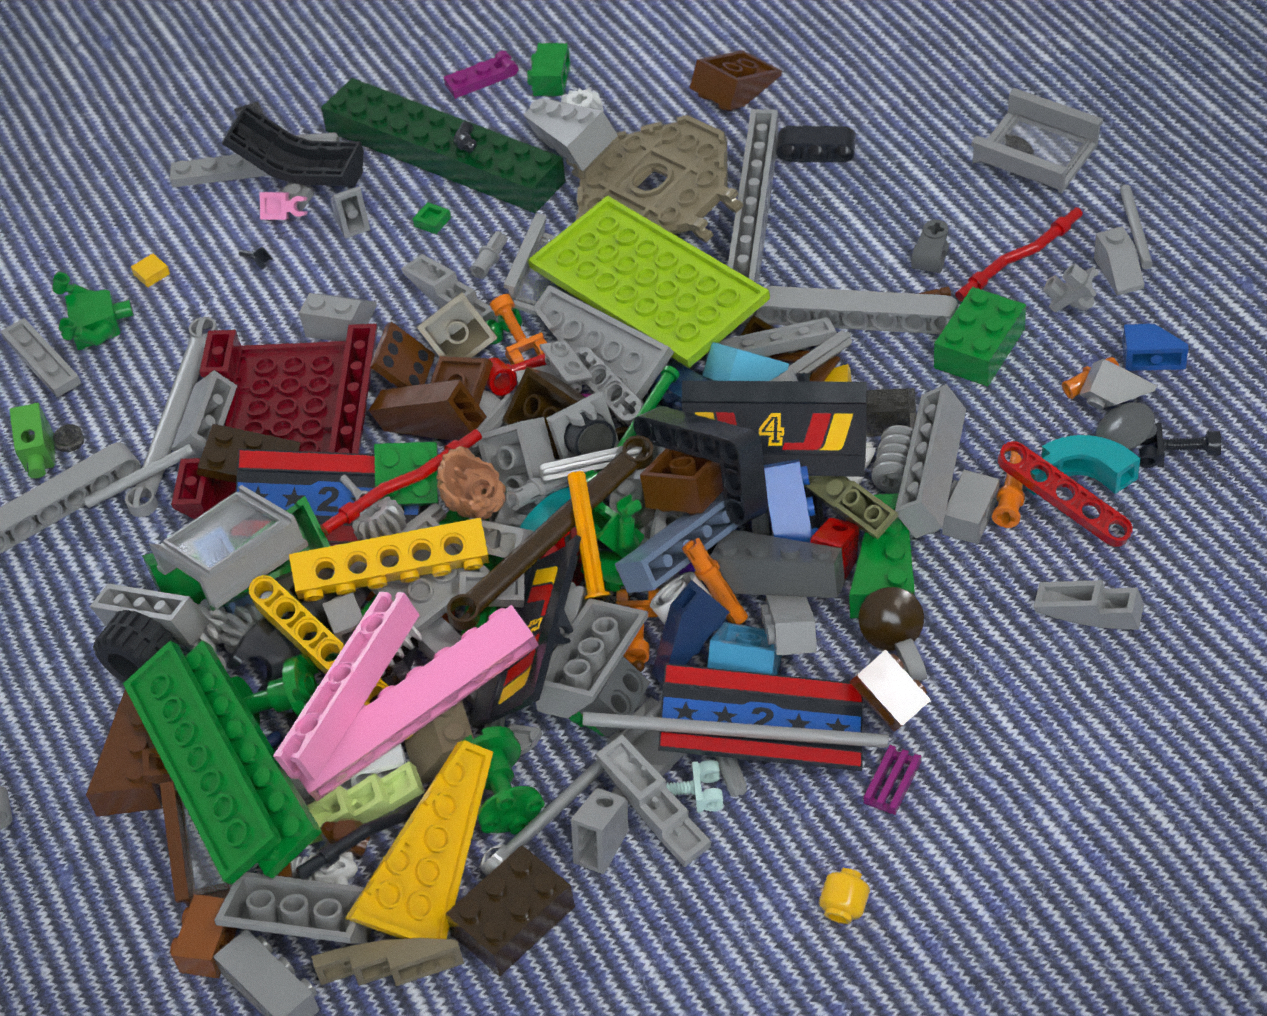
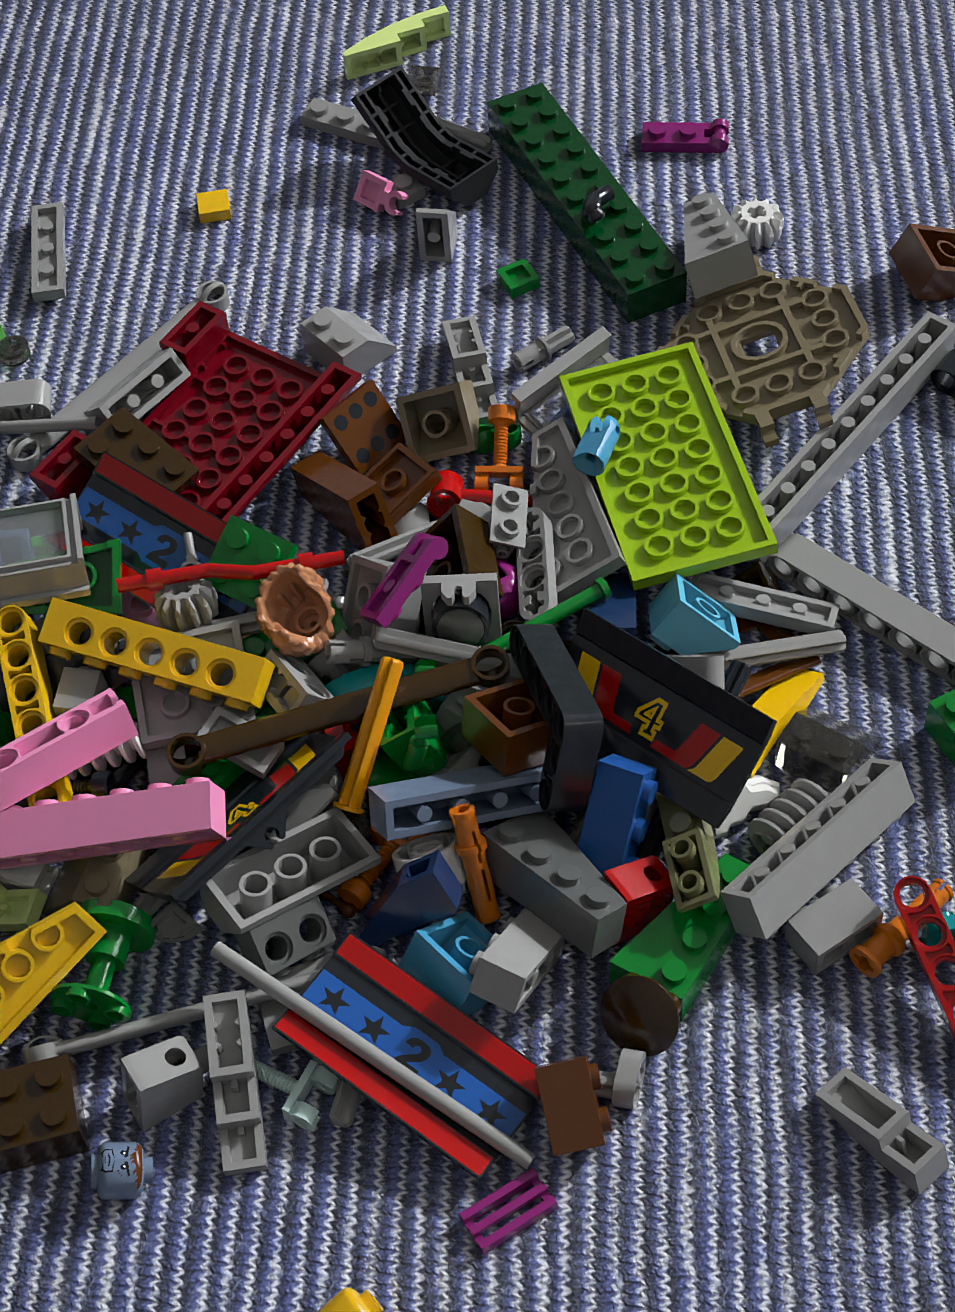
camera: 30 degrees right, 5 degrees up
(91, 313) = (121, 229): green torso -> none
(204, 101) = (388, 46): none -> yellowish green slope
(259, 256) = (319, 240): black hand -> none
(537, 424) = (403, 578): none -> magenta plate
(549, 69) = (757, 163): green brick -> none
(597, 289) = (596, 446): none -> dark azure piece
(612, 899) = (119, 1170): none -> sand blue head

